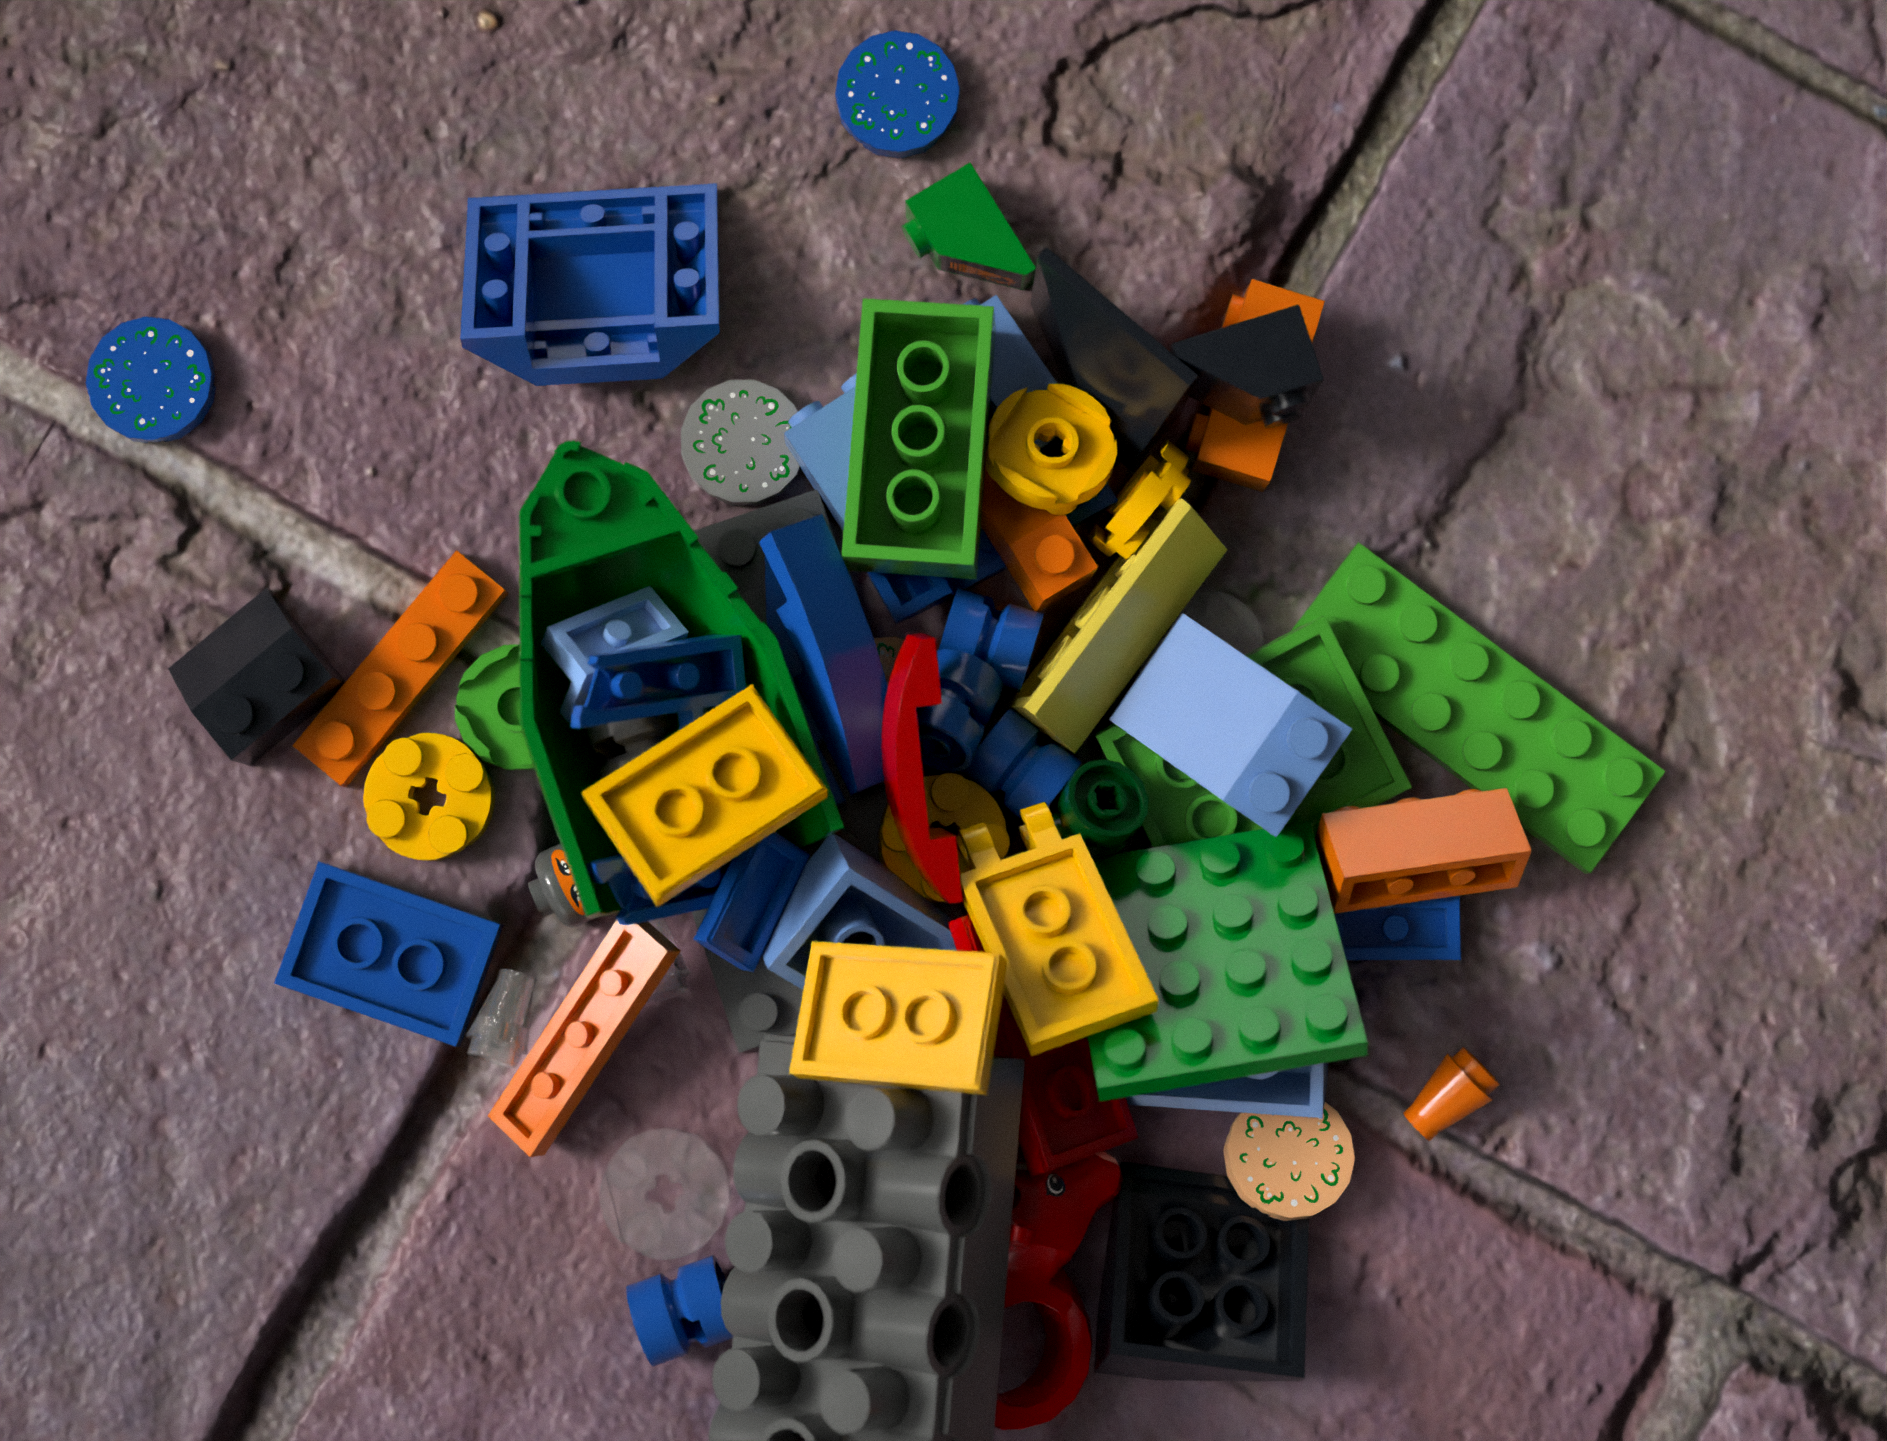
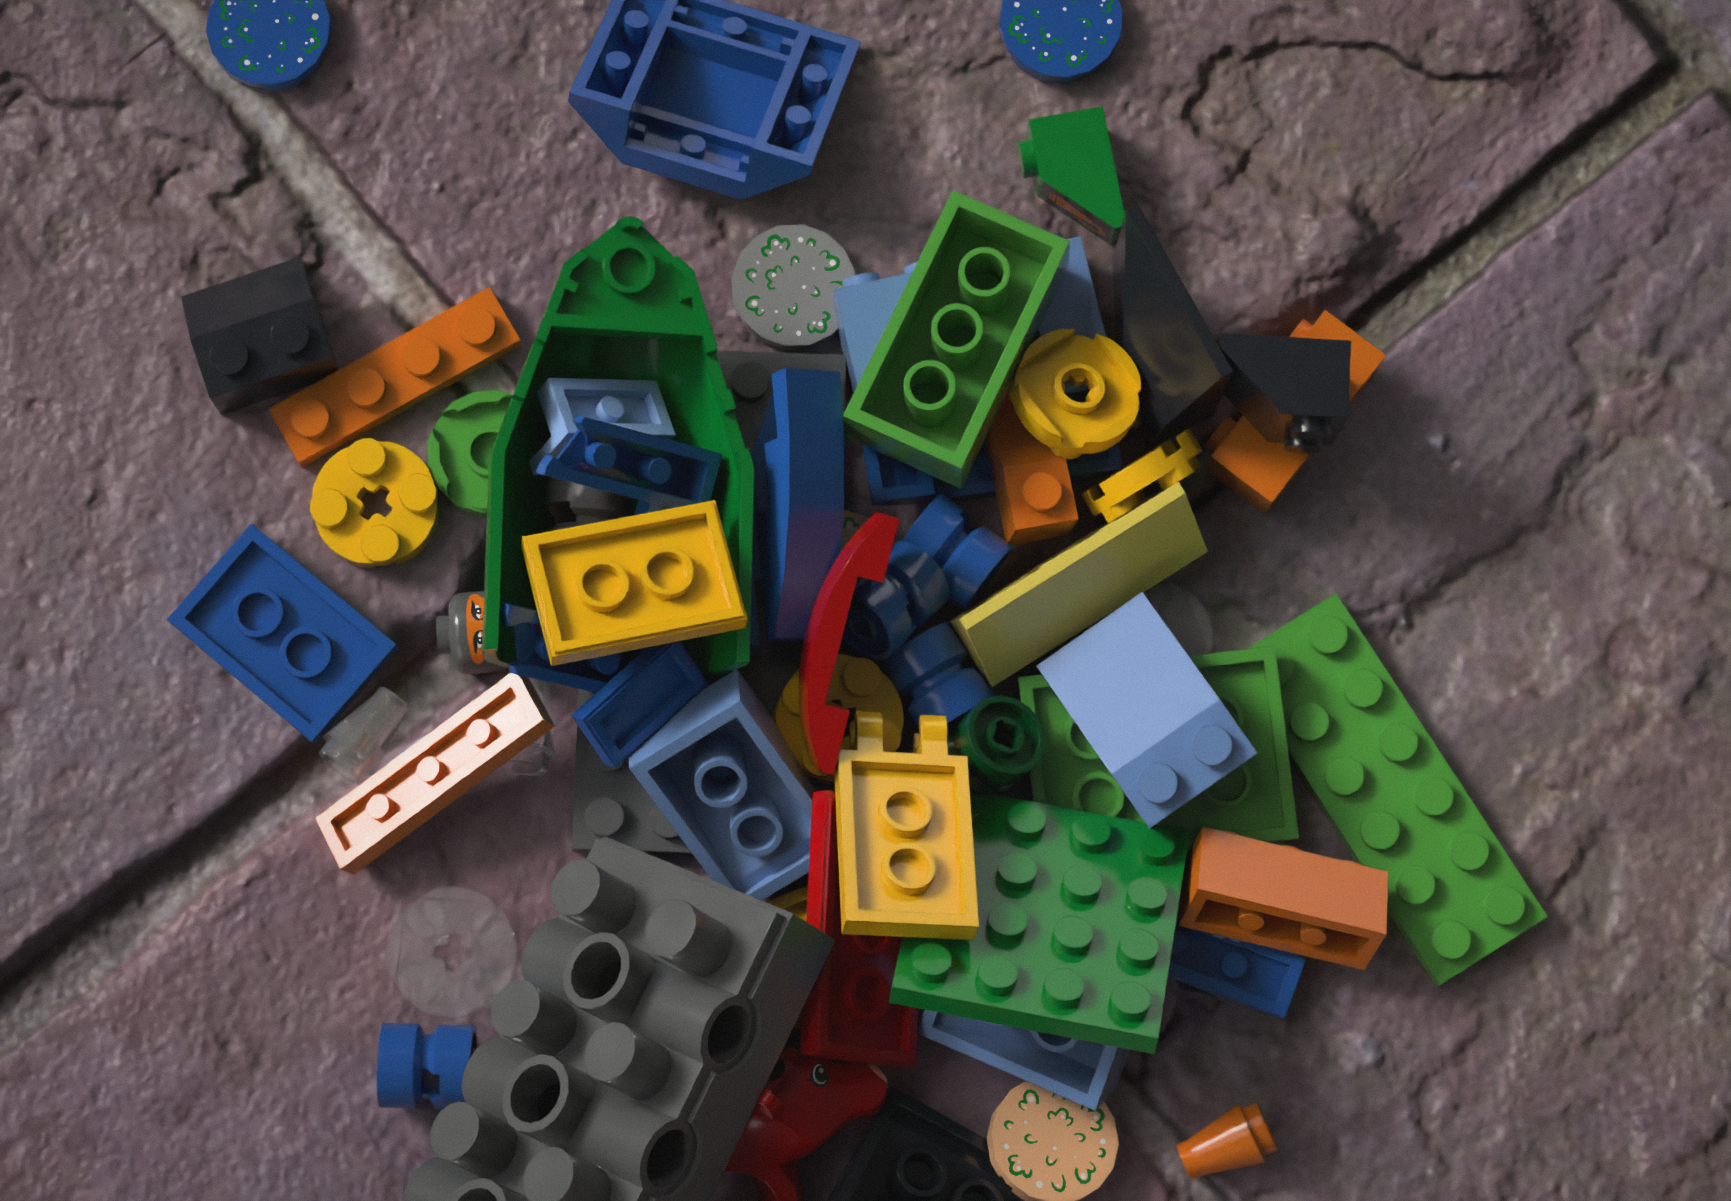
camera: 20 degrees right, 5 degrees down
(899, 1017) = (733, 850): yellow tile -> none

